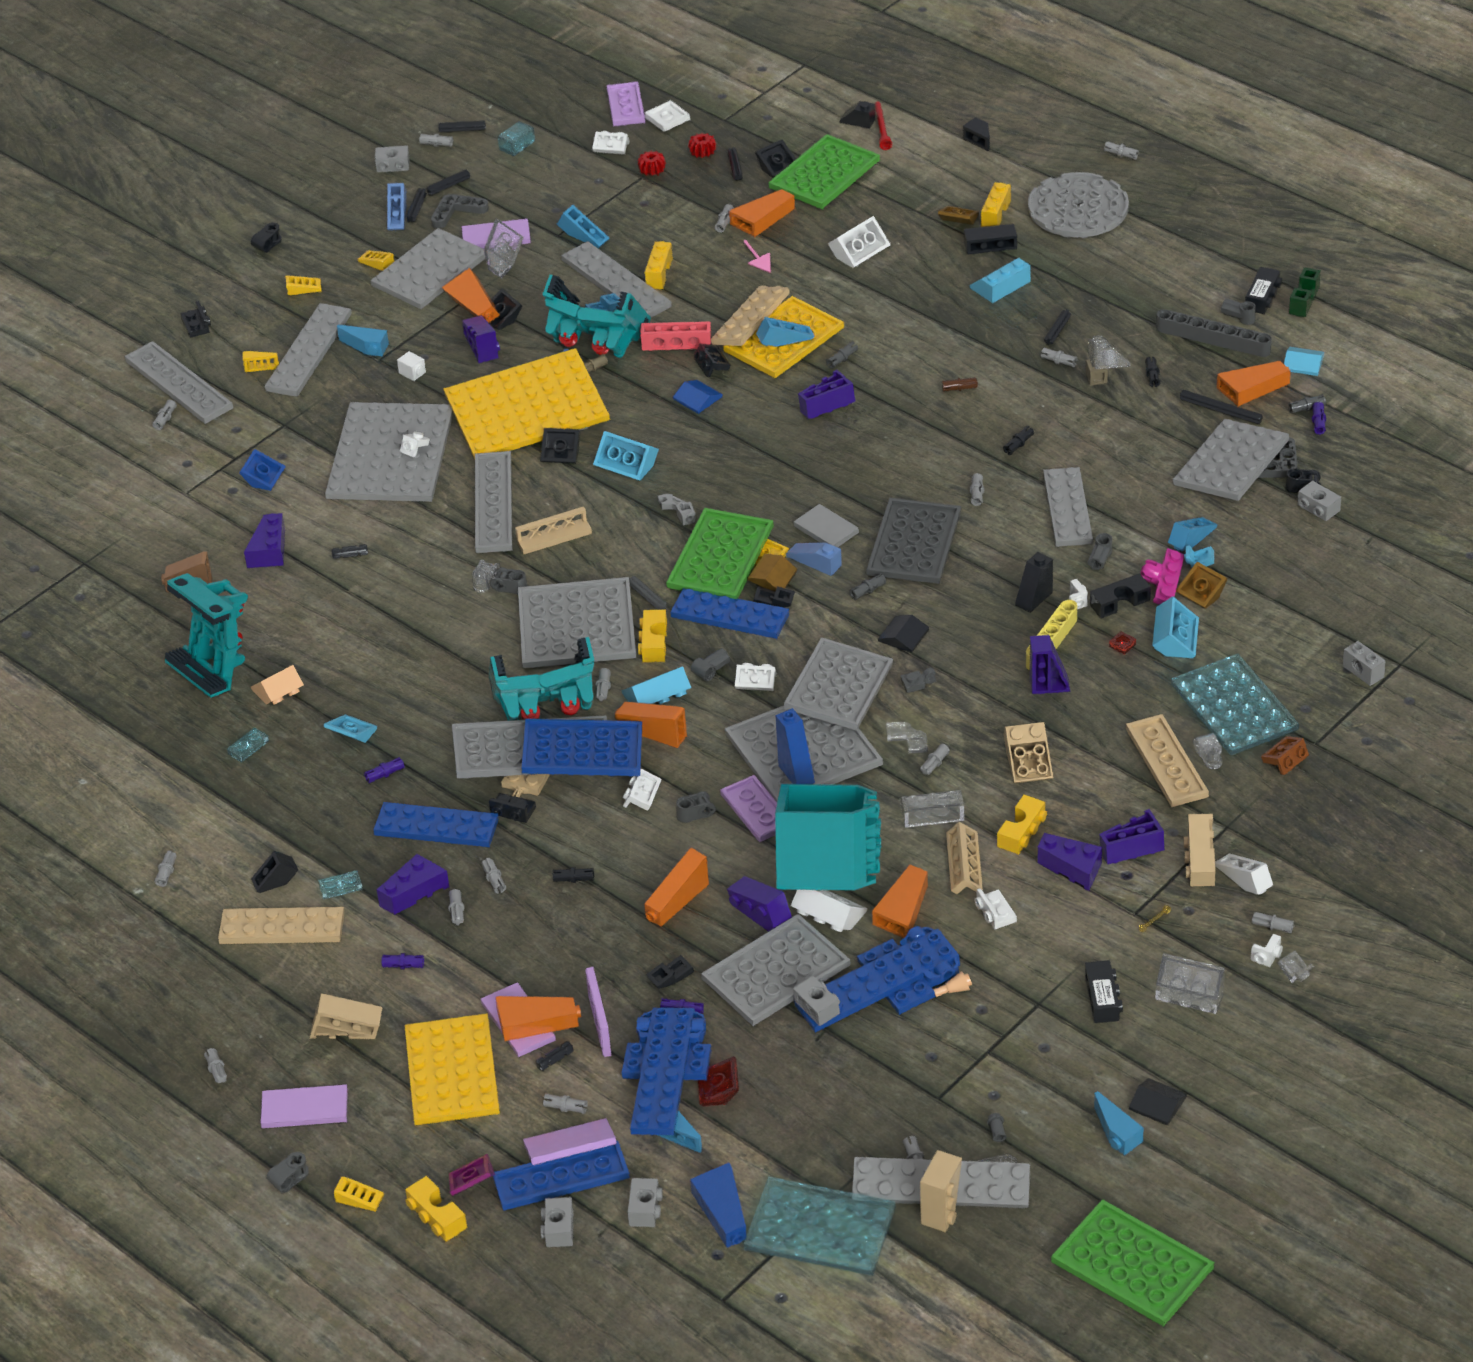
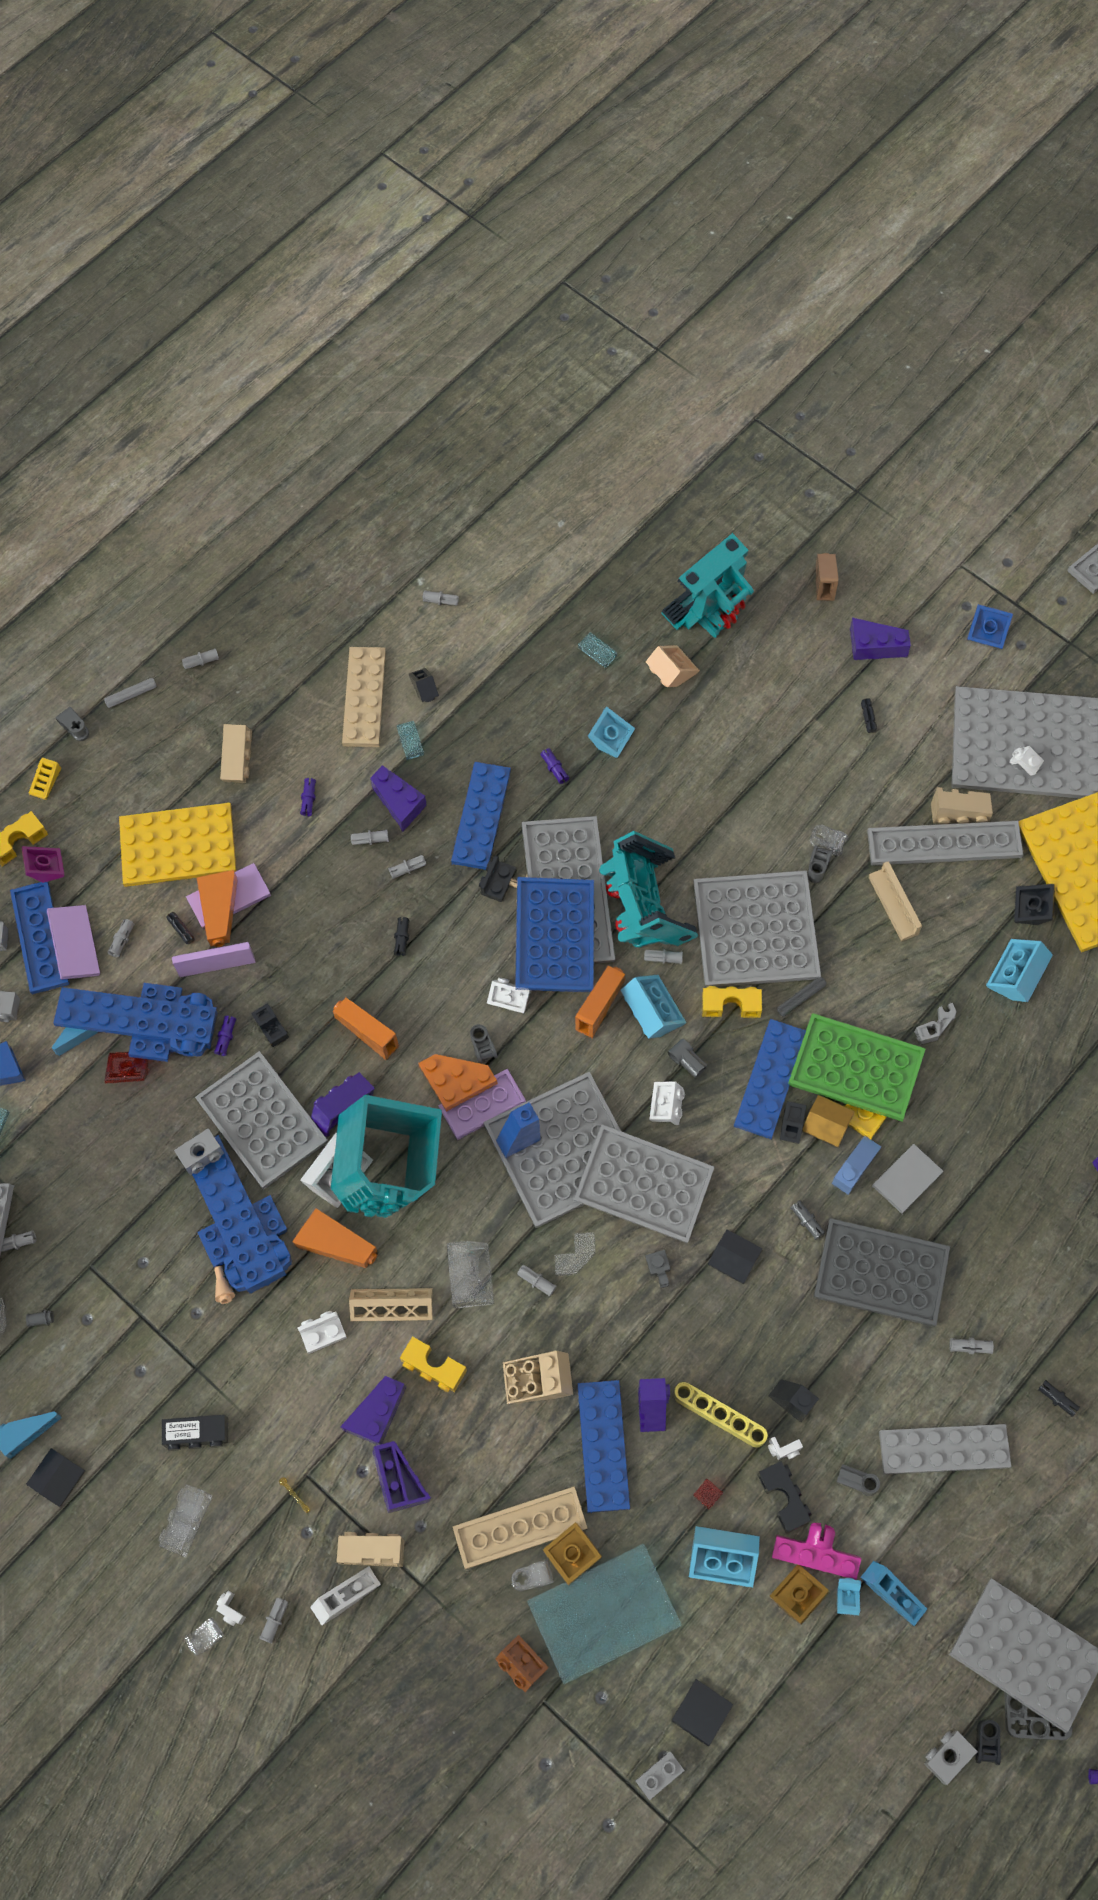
camera: 90 degrees right, 25 degrees up
(169, 407) = (1090, 536): light grey pin -> none
(251, 1128) = (130, 692): none -> light grey axle
(304, 1106) = (149, 731): lavender tile -> none
(459, 489) = (960, 808): none -> tan wedge
(732, 824) = (456, 1079): none -> orange plate
(1087, 711) = (603, 1446): none -> blue plate
(1186, 720) = (572, 1553): none -> pearl gold slope
(1308, 642) = (702, 1712): none -> black slope

